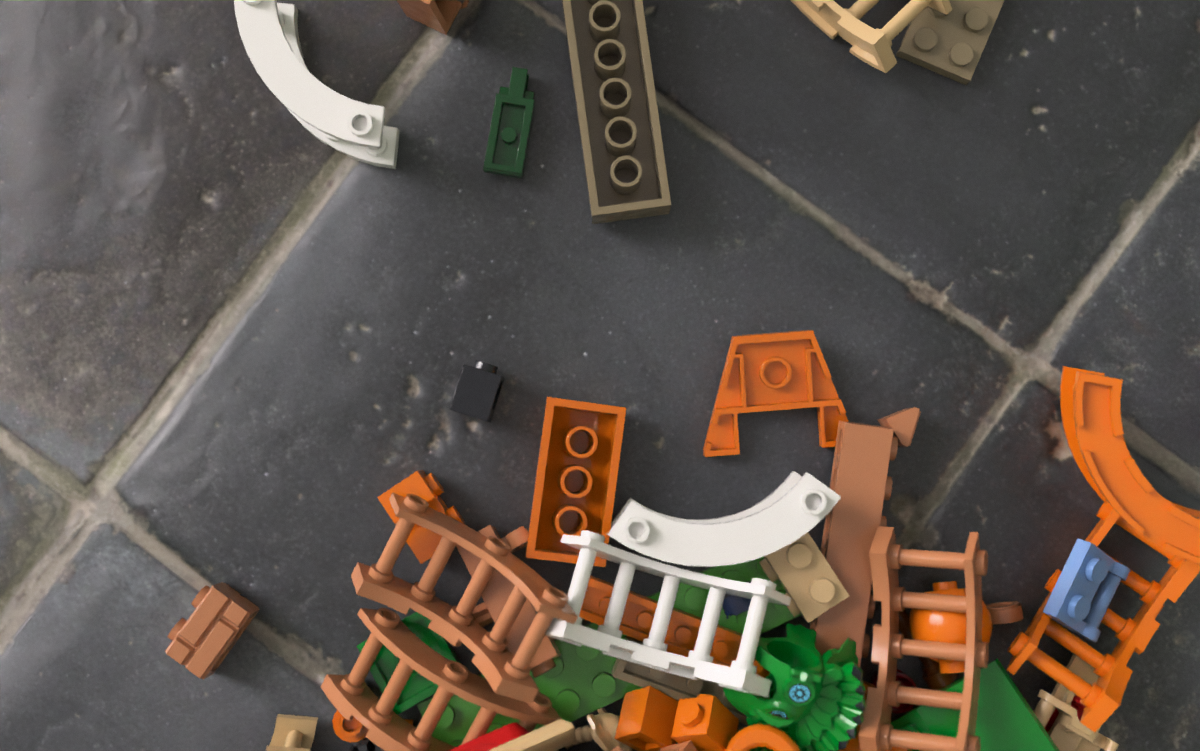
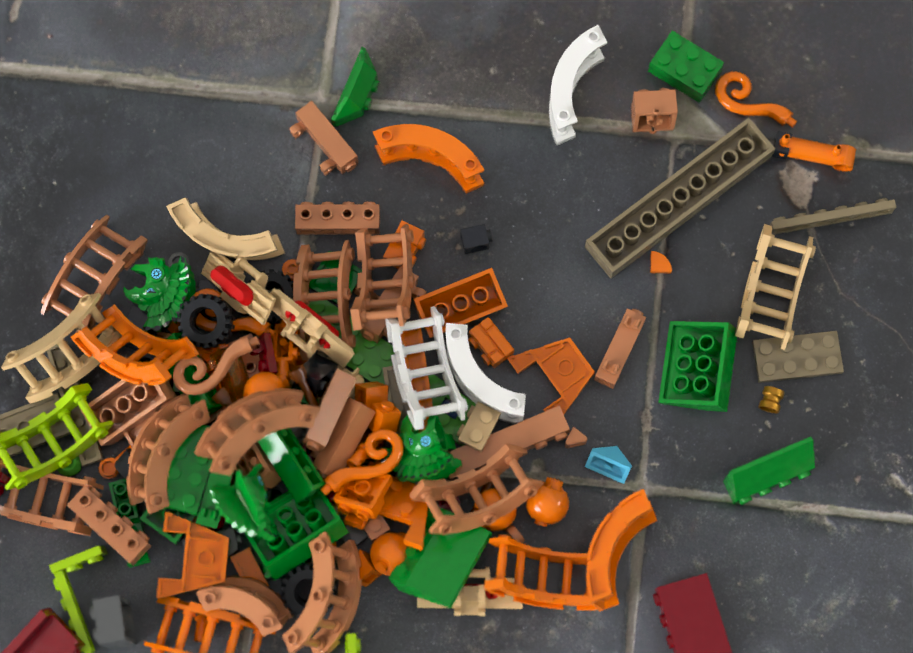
camera: 60 degrees right, 10 degrees down
(108, 441) = (357, 91): none -> green wedge
(159, 537) = (326, 137): none -> nougat brick
(211, 629) = (299, 183): nougat brick -> none
(278, 372) = (431, 146): none -> orange fence
(309, 600) = (336, 218): none -> nougat brick
(510, 127) = (607, 184): dark green hinge -> none
(666, 469) = (490, 342): none -> orange brick
(688, 122) = (659, 263): none -> orange tile
(793, 265) = (620, 348): none -> nougat brick
(892, 161) = (698, 365): none -> green slope
(966, 391) = (609, 462): none -> medium azure slope
(999, 525) = (549, 503): none -> orange brick
(1012, 80) = (771, 399): none -> pearl gold wheel
(1074, 596) = (547, 553): medium blue plate -> none
(1130, 149) = (771, 471): none -> green slope

